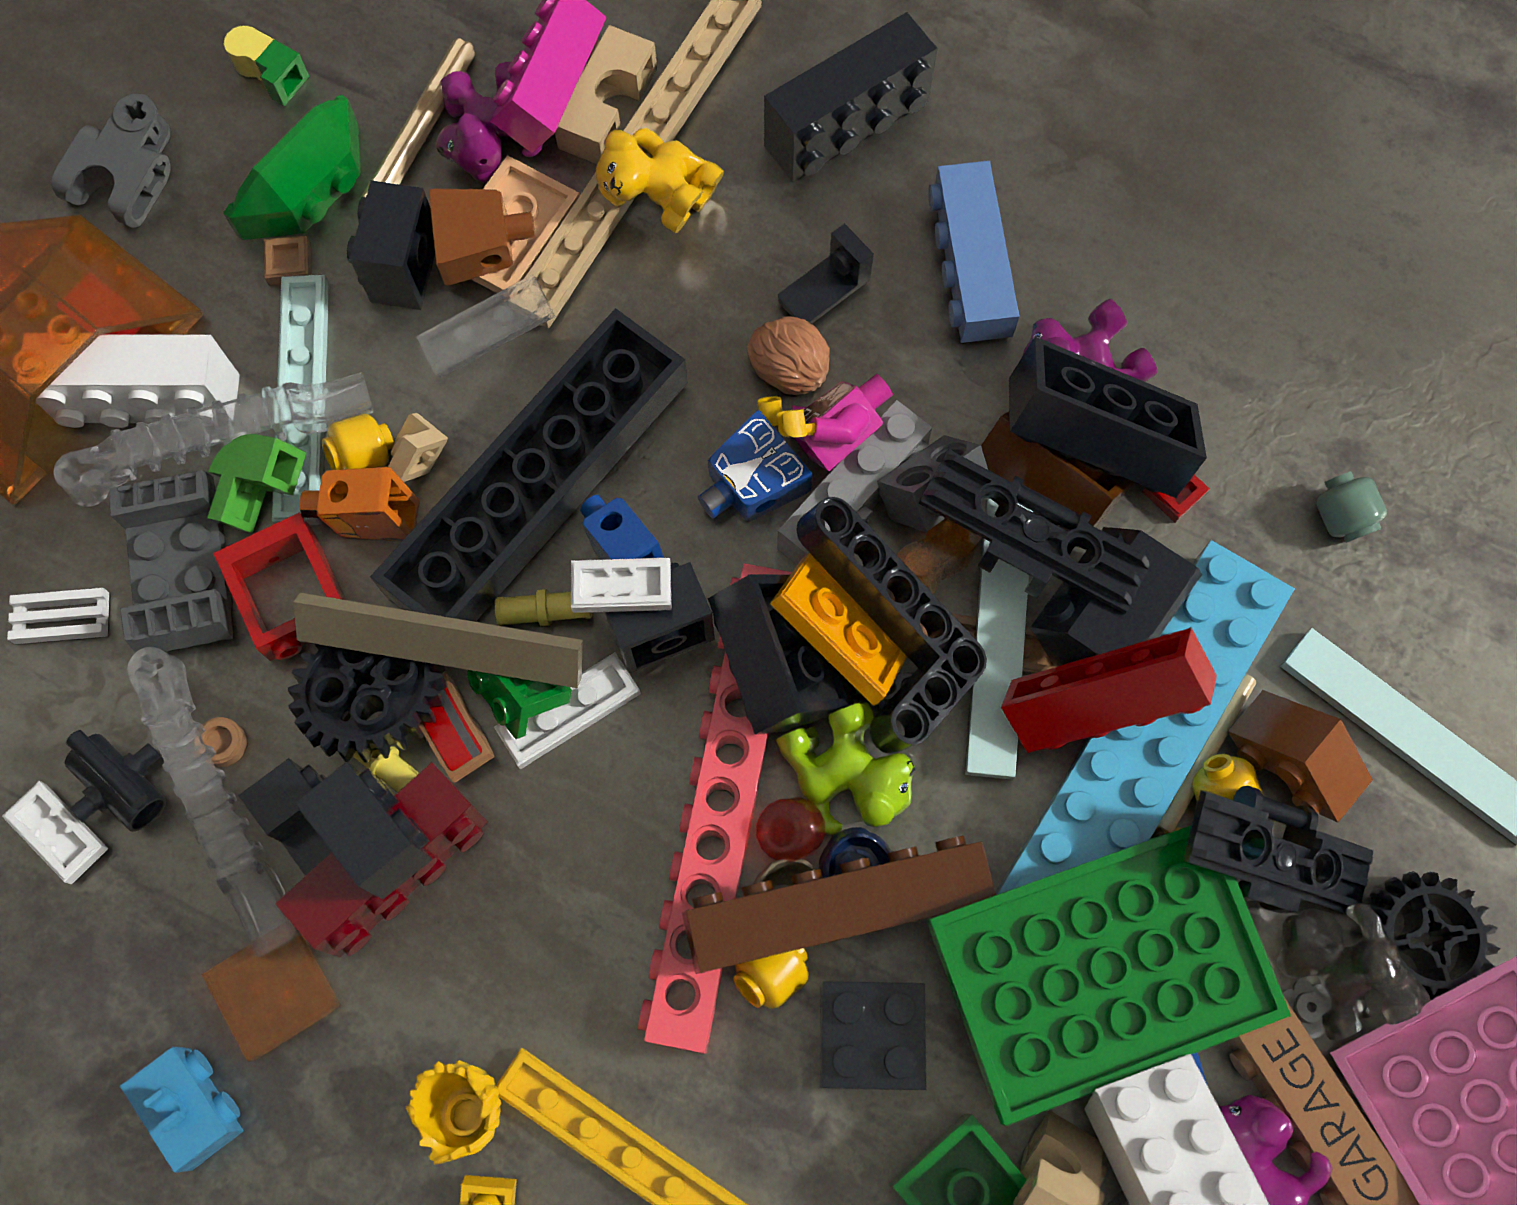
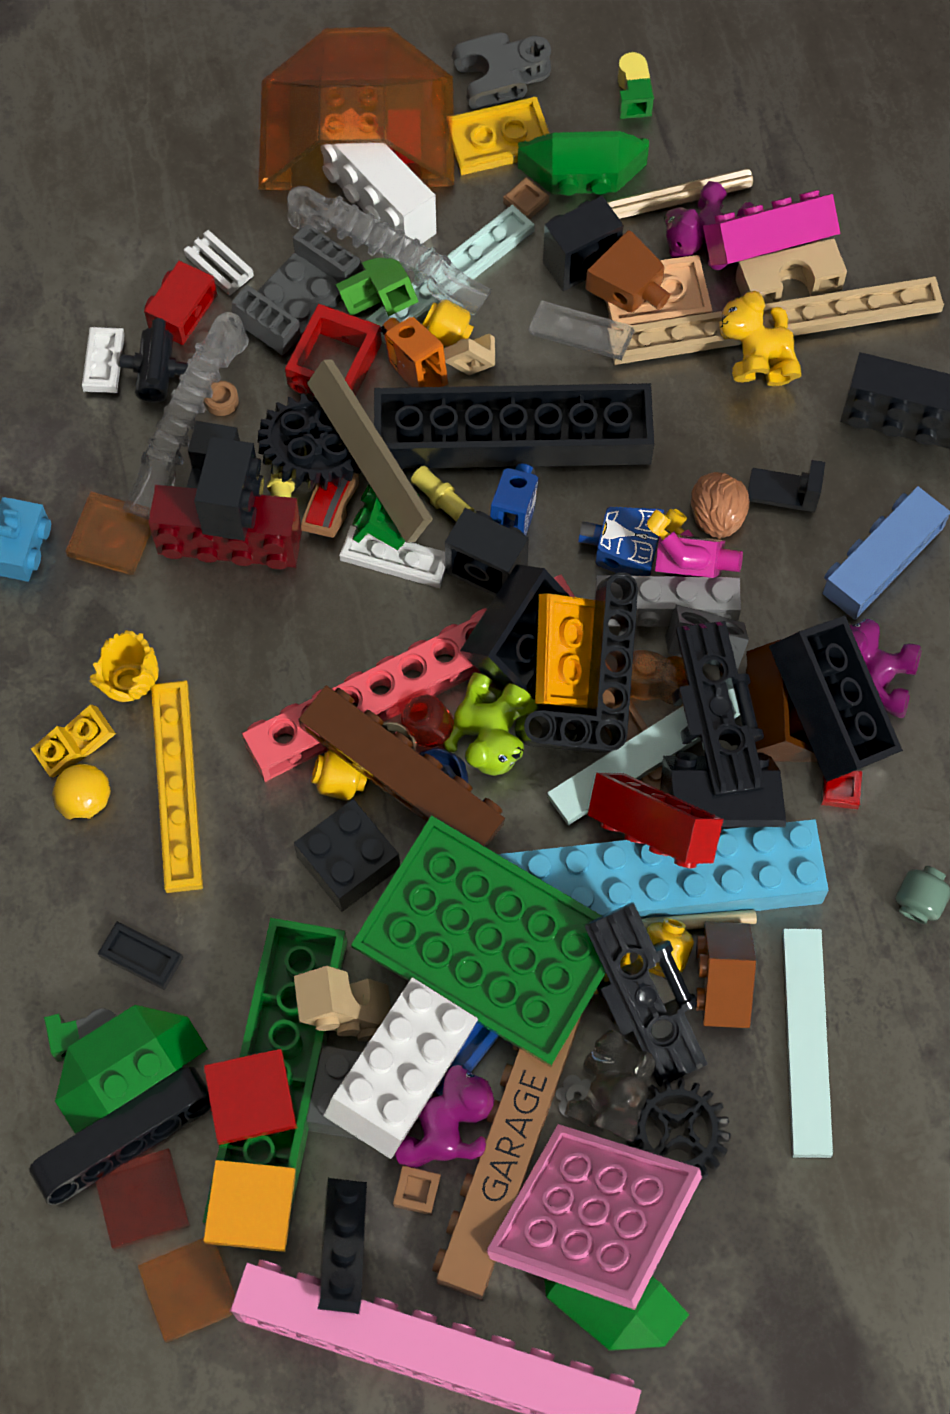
camera: 50 degrees right, 5 degrees down
(66, 692) = (181, 300): none -> red brick
(187, 228) = (492, 134): none -> yellow tile
(620, 585) = (479, 510): white plate -> none

